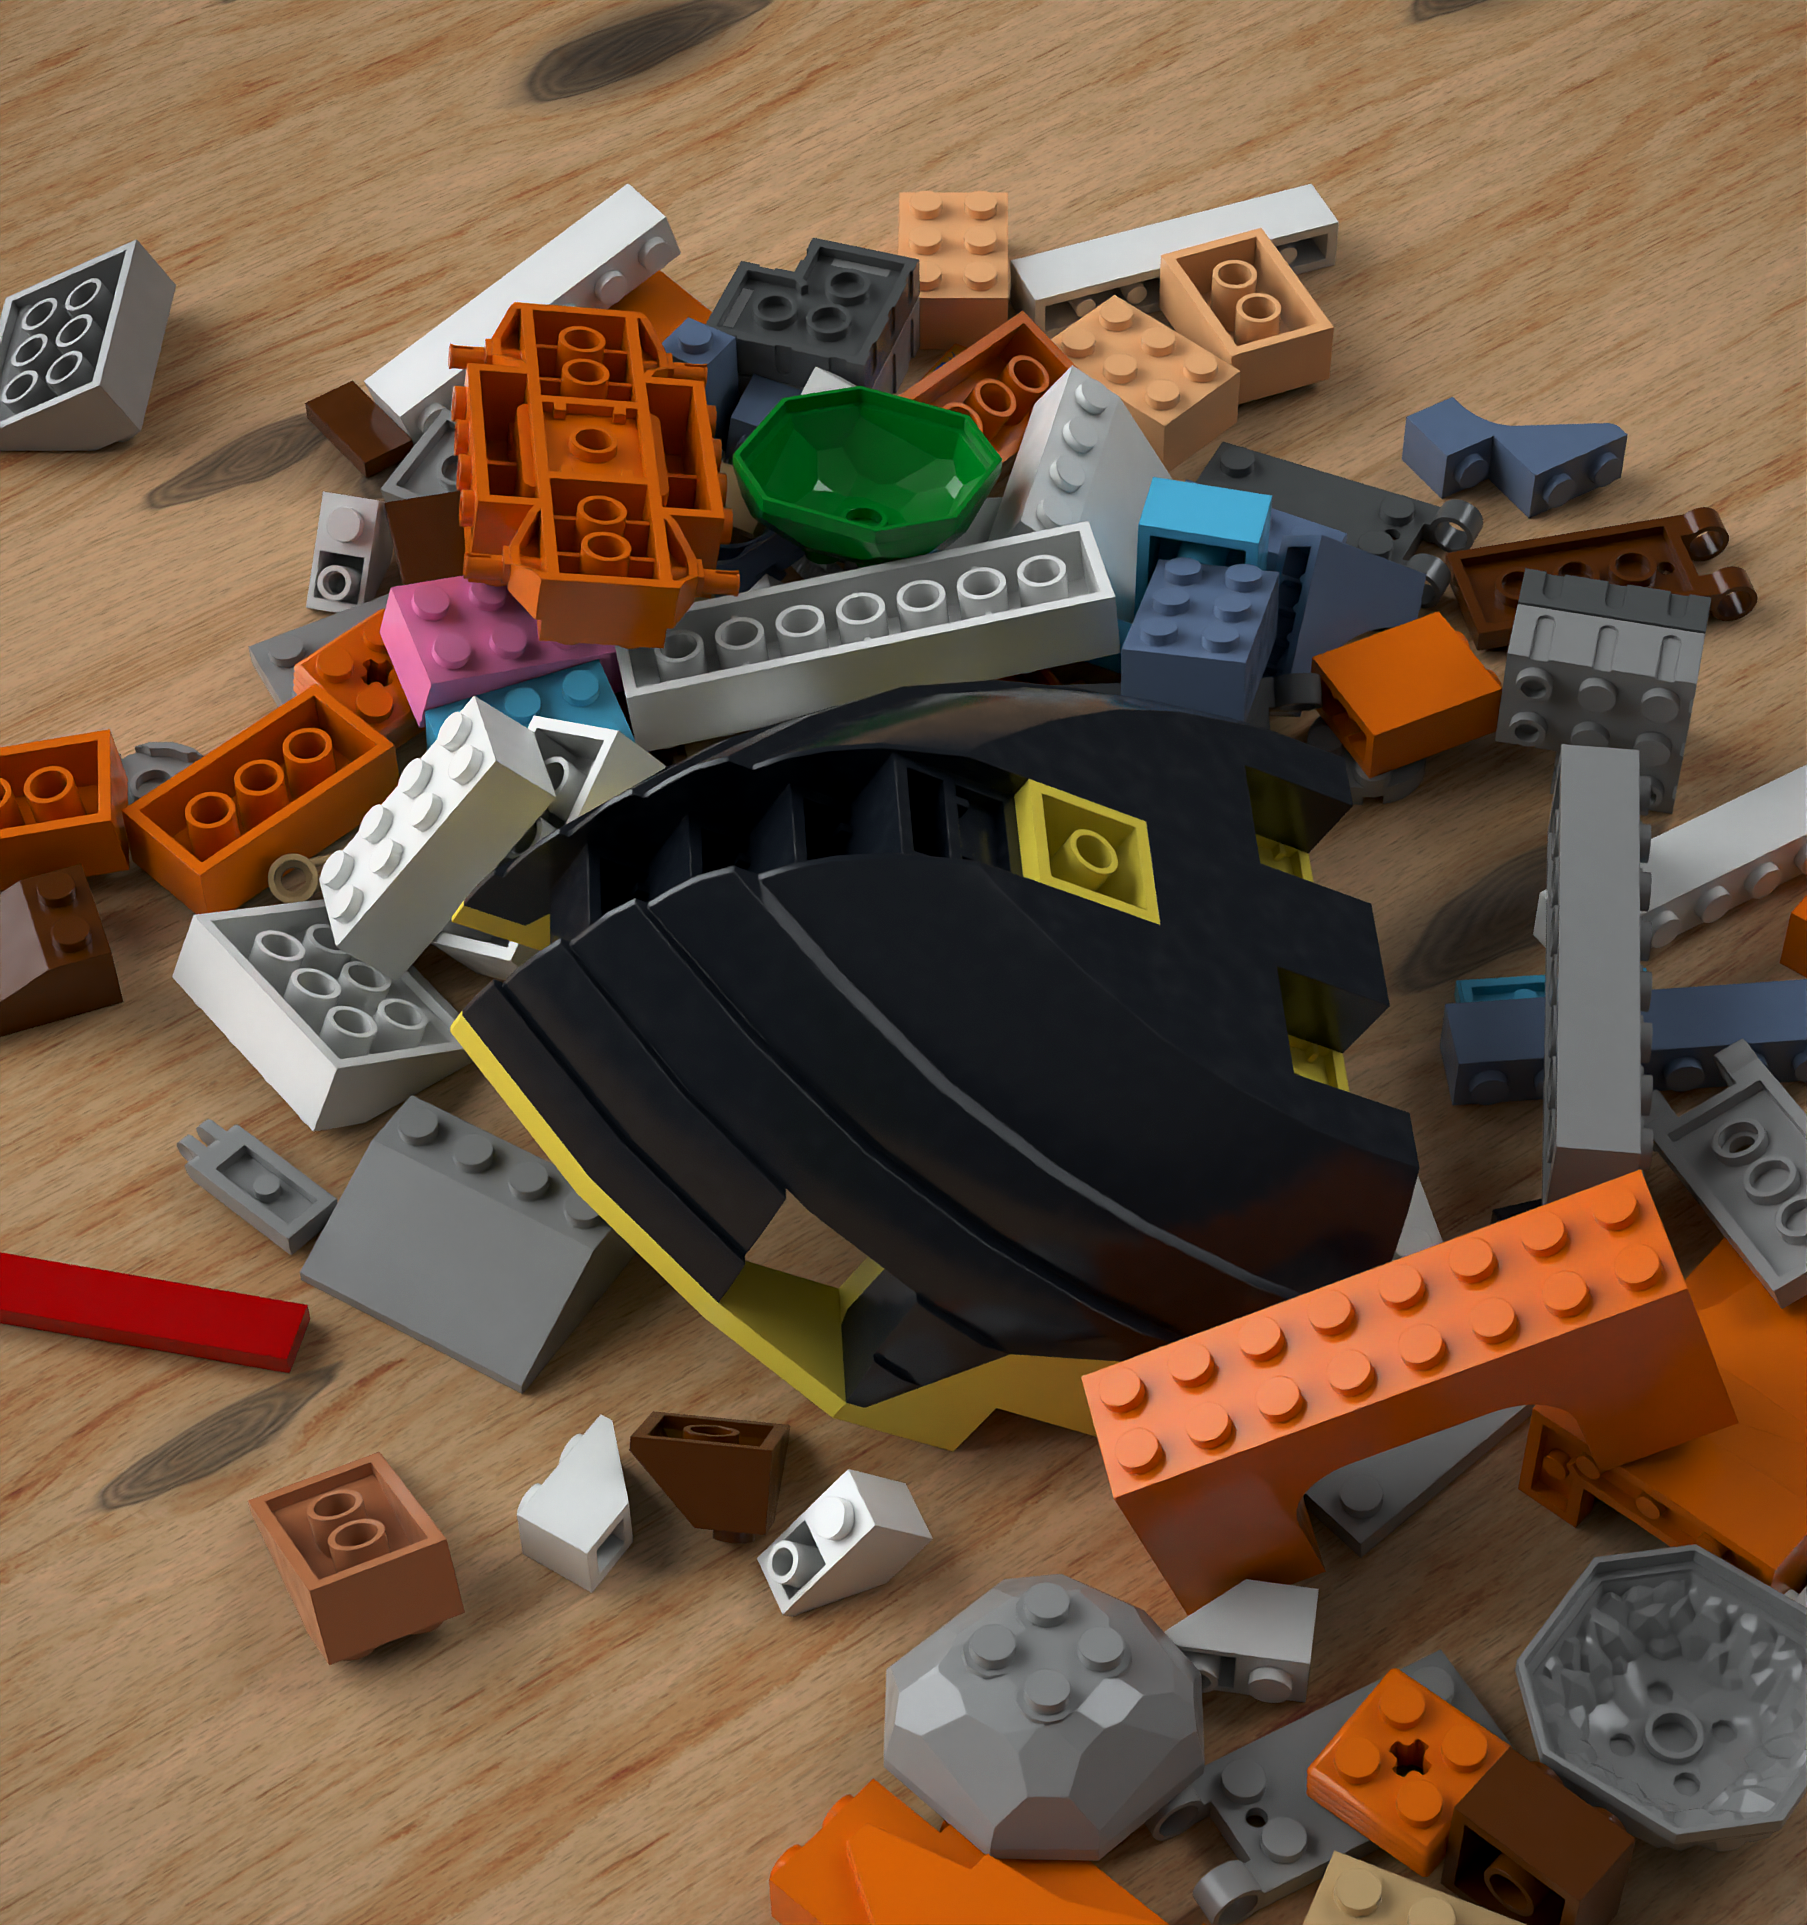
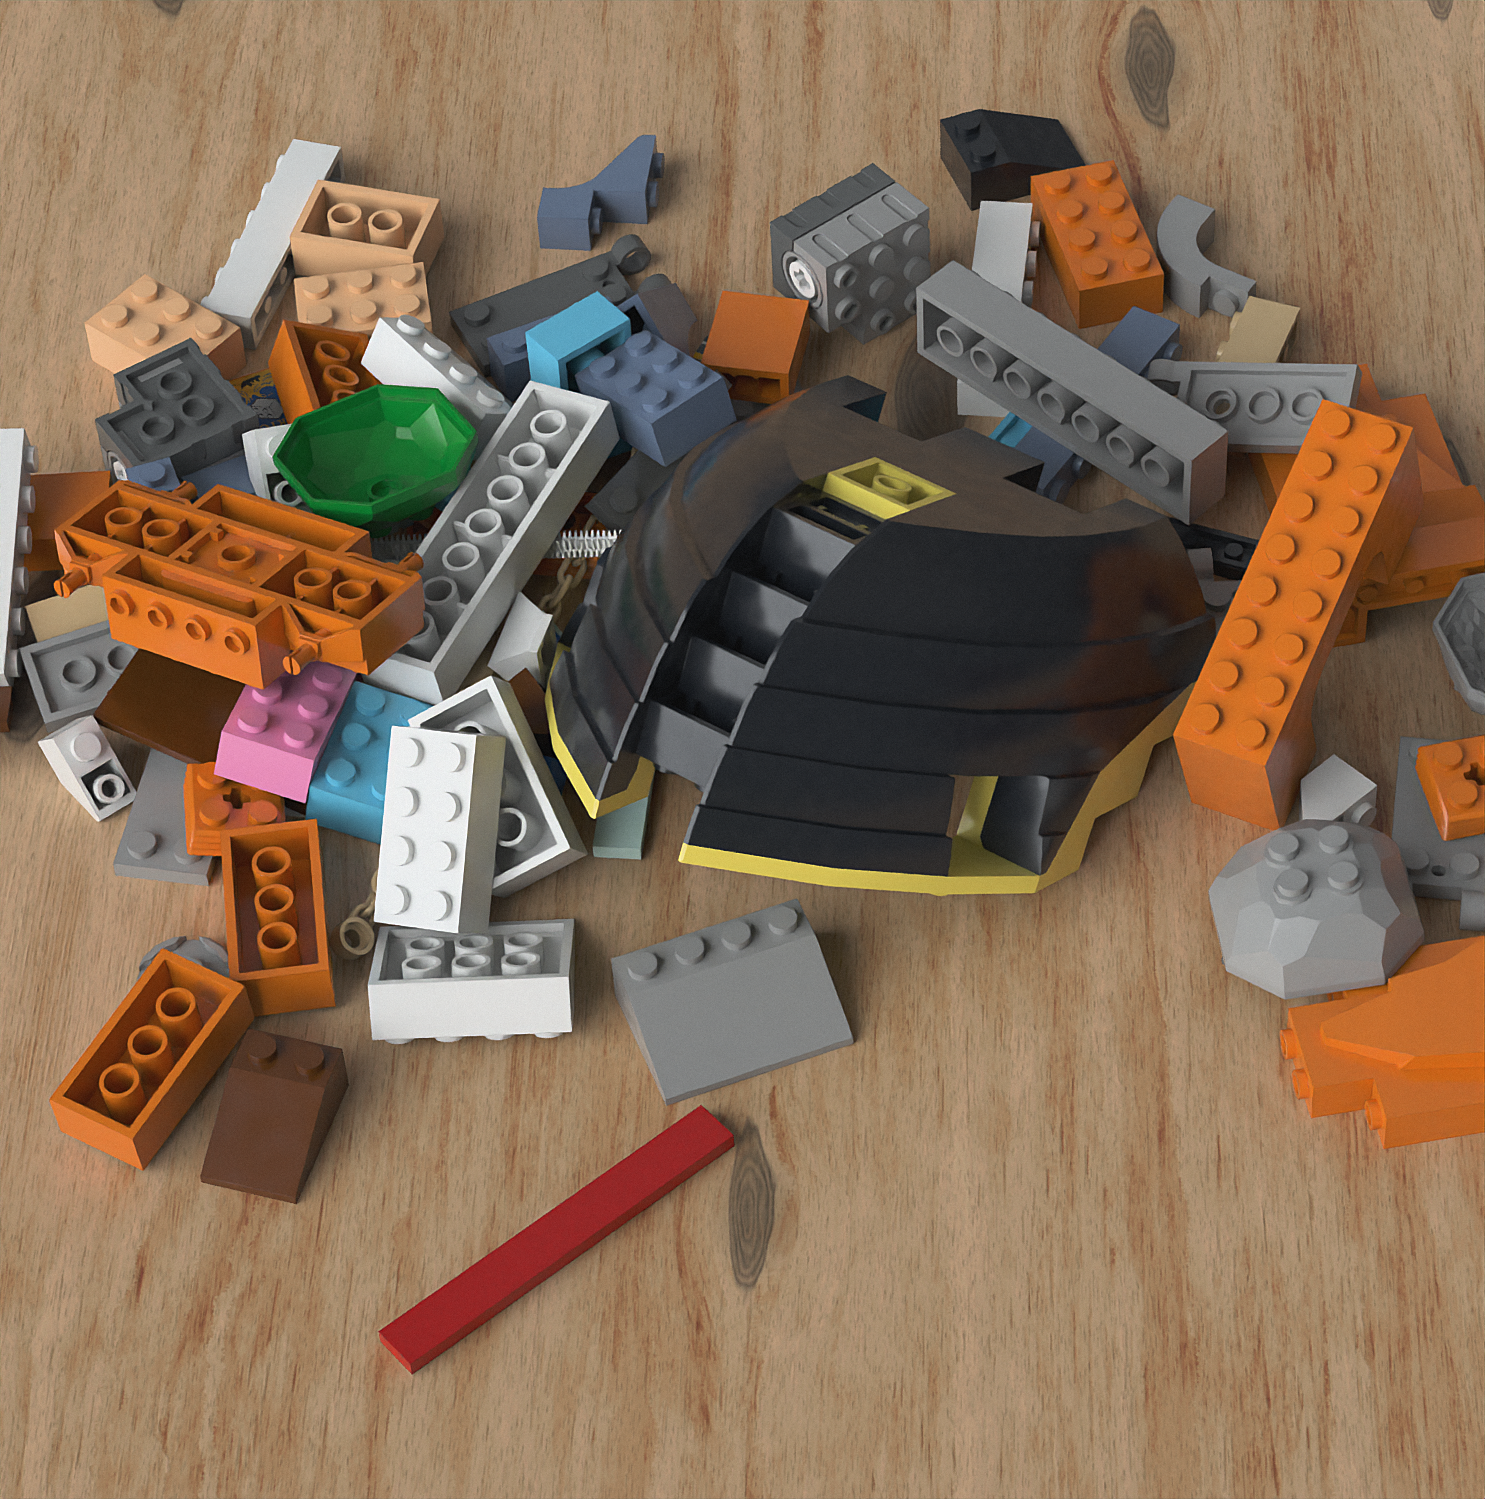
camera: 50 degrees left, 0 degrees up
(257, 1184) = (579, 1083): light grey hinge -> none
(358, 1558) = (914, 1170): nougat slope -> none
(581, 1512) = (978, 1047): white slope -> none
(716, 1470) = (1009, 968): reddish brown slope -> none
(844, 1543) = (1109, 947): white slope -> none
(1635, 553) = (732, 223): reddish brown hinge -> none

